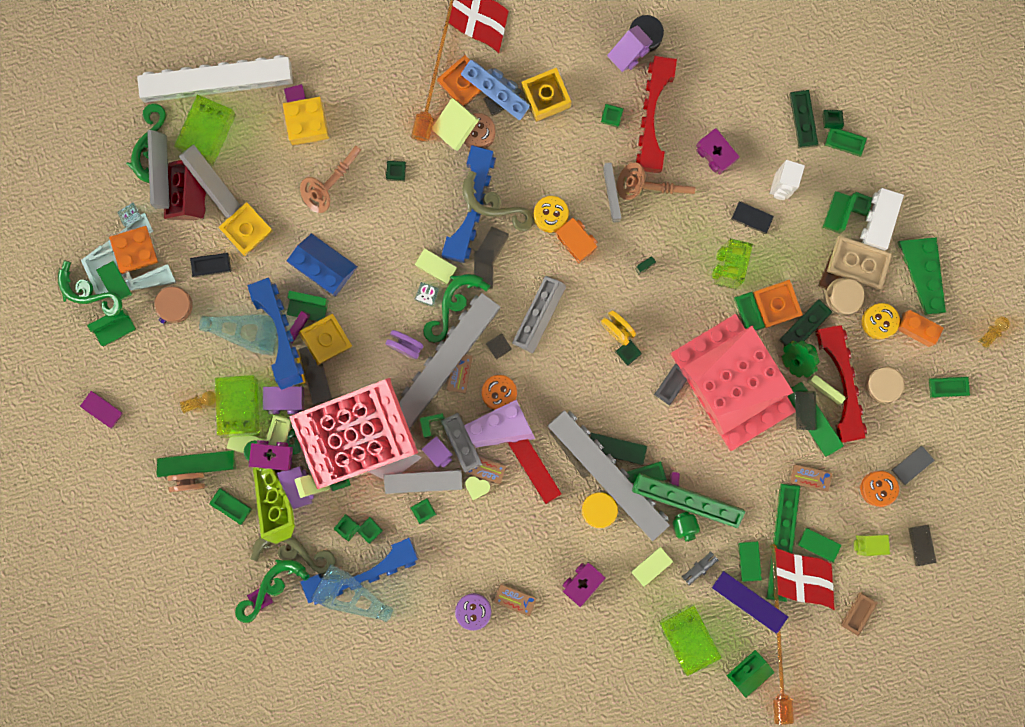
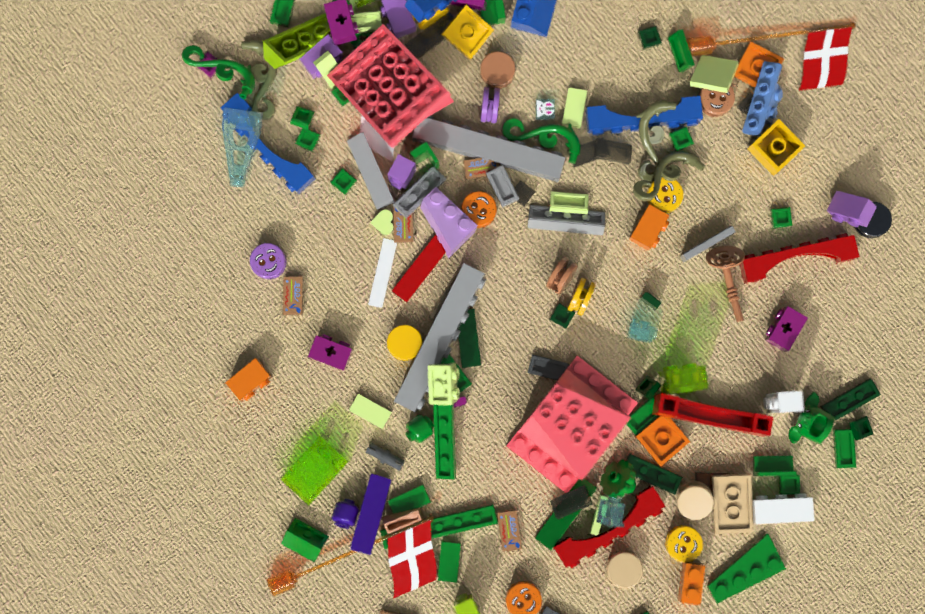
camera: 70 degrees right, 0 degrees up
(372, 324) = (497, 69): none -> nougat head
(420, 146) = (681, 51): none -> green tile
(485, 362) = (502, 186): none -> light grey tile
(503, 178) = (681, 139): none -> green tile
(524, 305) = (569, 202): none -> yellowish green tile
(524, 506) = (382, 273): none -> white sticker
(528, 209) = (661, 171): none -> olive plant
(580, 671) = (249, 380): none -> orange brick
(592, 339) = (561, 276): none -> nougat head
(656, 488) = (443, 384): none -> yellowish green bracket
(671, 284) = (642, 331): none -> clear light blue brick
(725, 298) = (648, 387): none -> dark green tile
(740, 626) = (345, 514): none -> dark purple head
(752, 217) = (735, 385): black tile -> none
(765, 577) = (400, 520): none -> nougat piece
(774, 249) = (713, 416): none -> red arch
(817, 160) = (812, 423): none -> green piece
(830, 377) = (611, 512): none -> clear light blue brick

